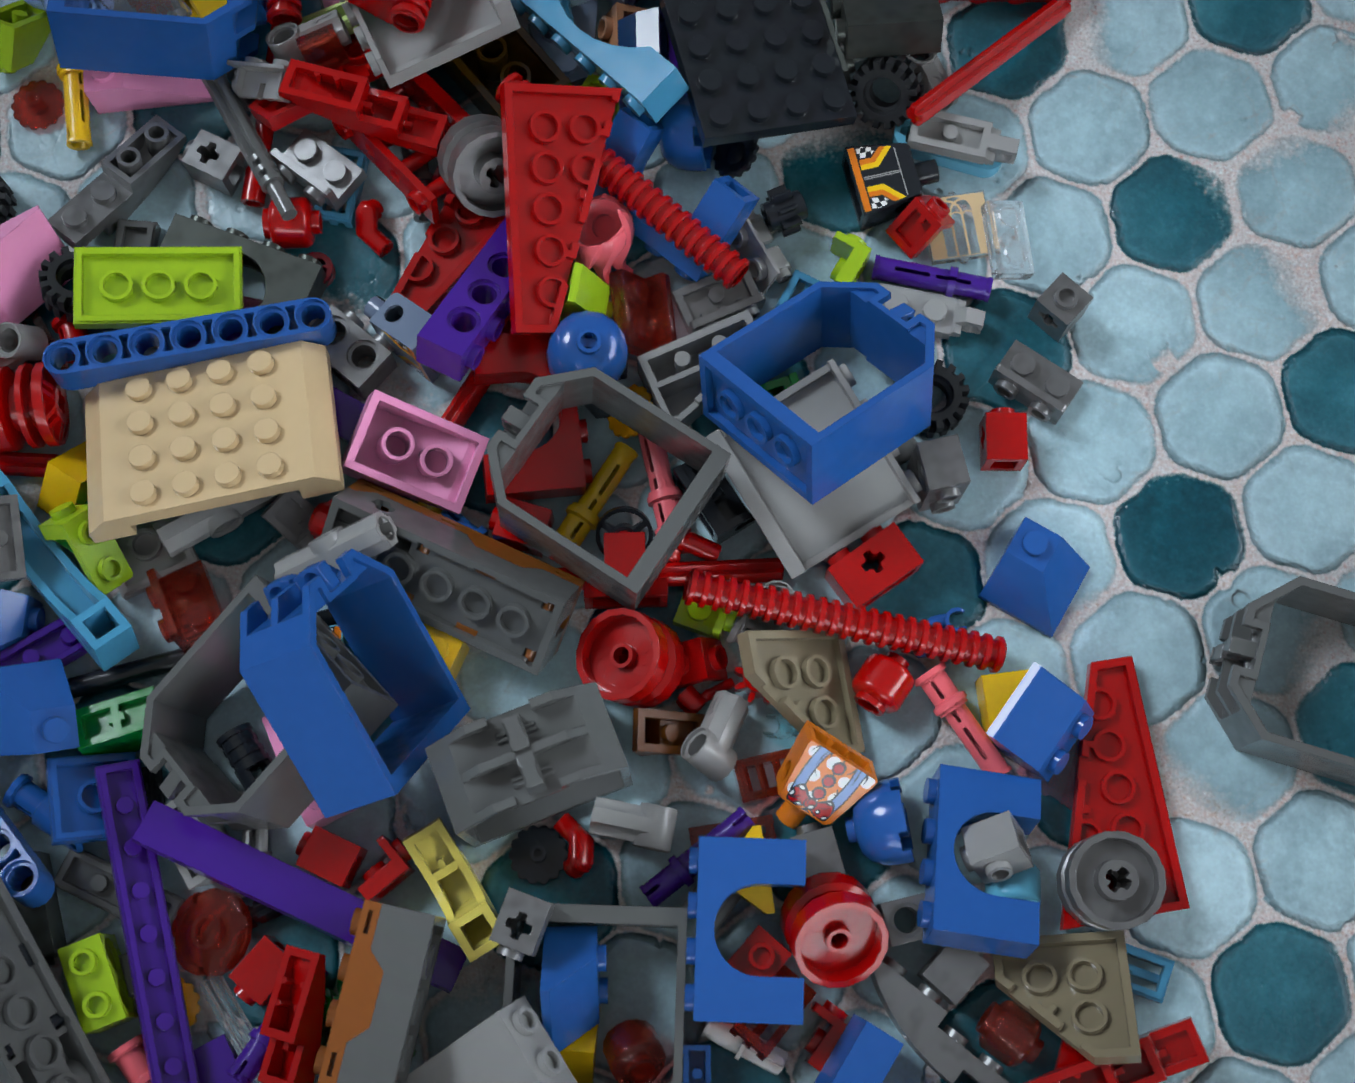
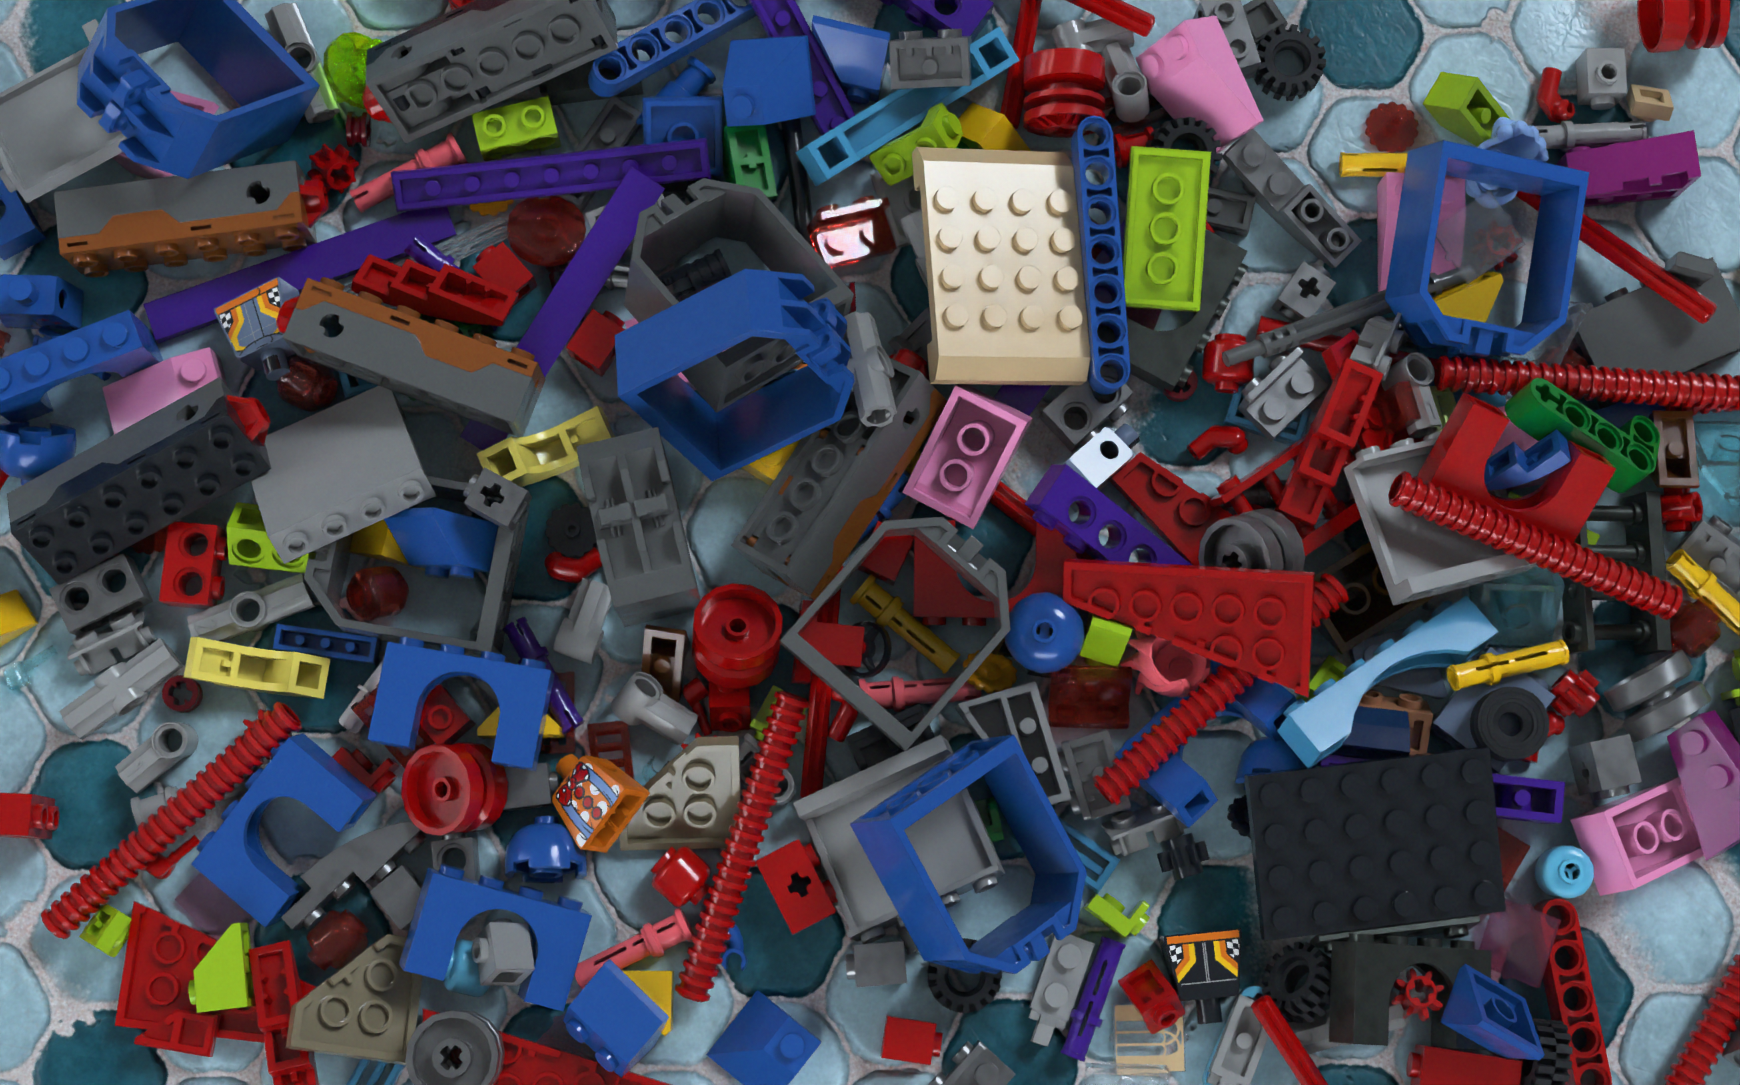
camera: 90 degrees right, 5 degrees up
(385, 877) = (571, 387): red bracket -> none

